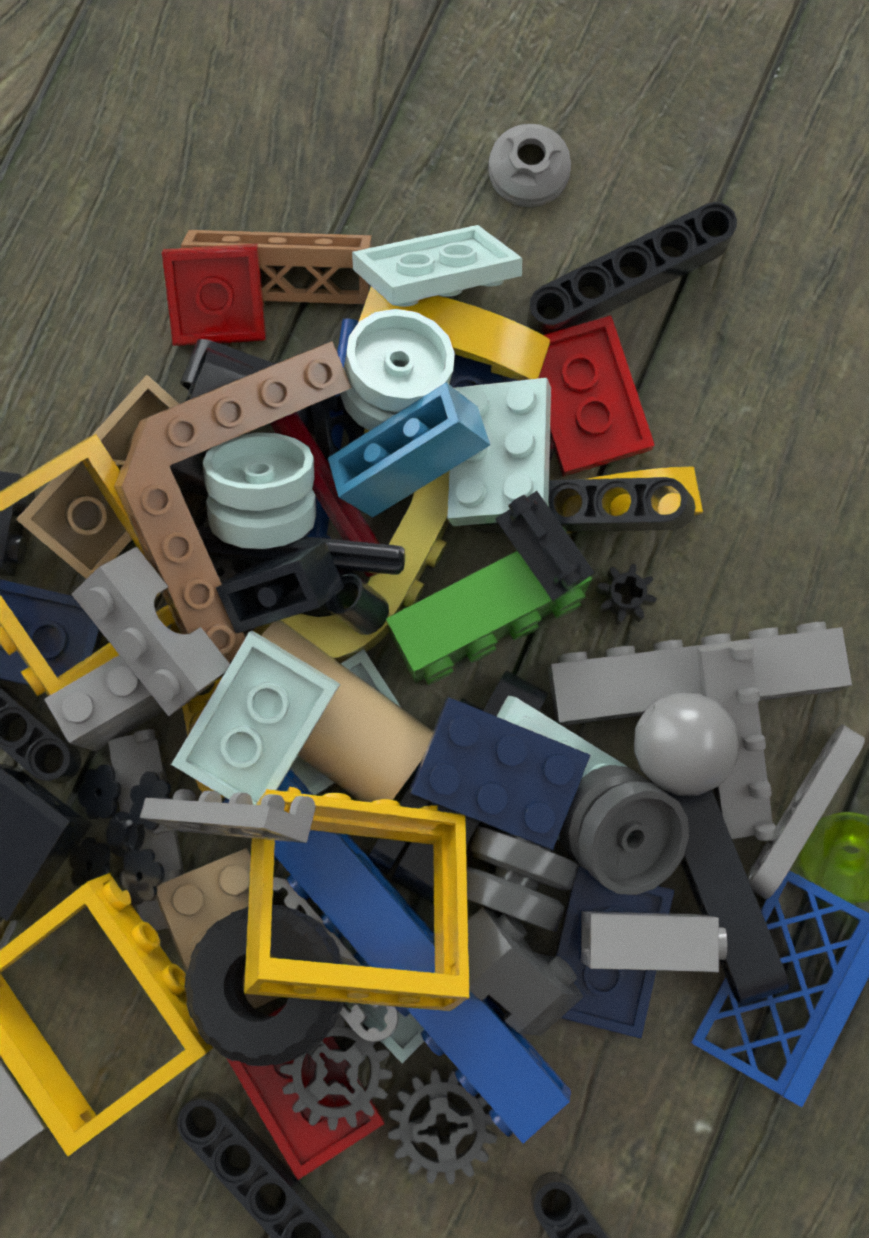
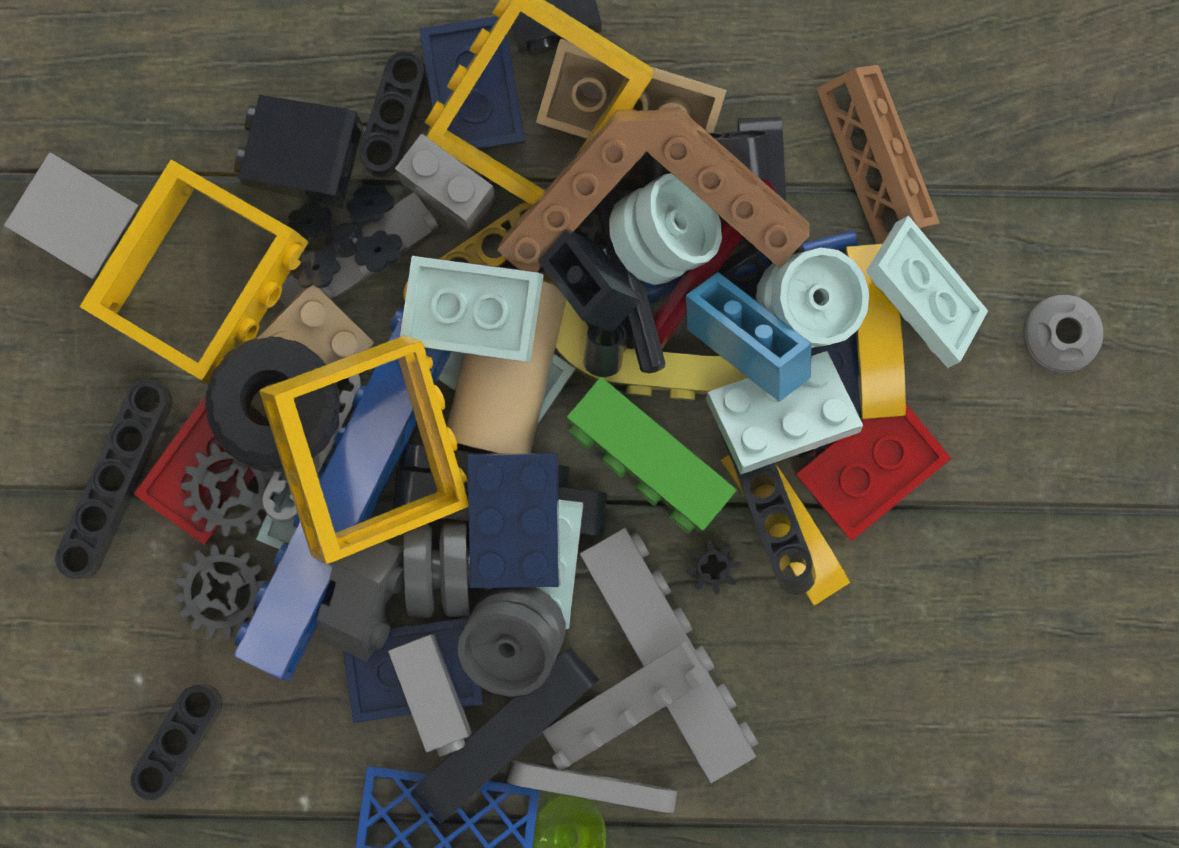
camera: 65 degrees right, 5 degrees up
(168, 664) = (517, 164): light grey arch -> none
(214, 294) = (826, 114): red tile -> none
(234, 818) = (387, 325): light grey hinge -> none
(544, 545) = (712, 480): black hinge -> none
(642, 253) = (1020, 463): black beam -> none
(686, 743) = (601, 661): light grey piece -> none

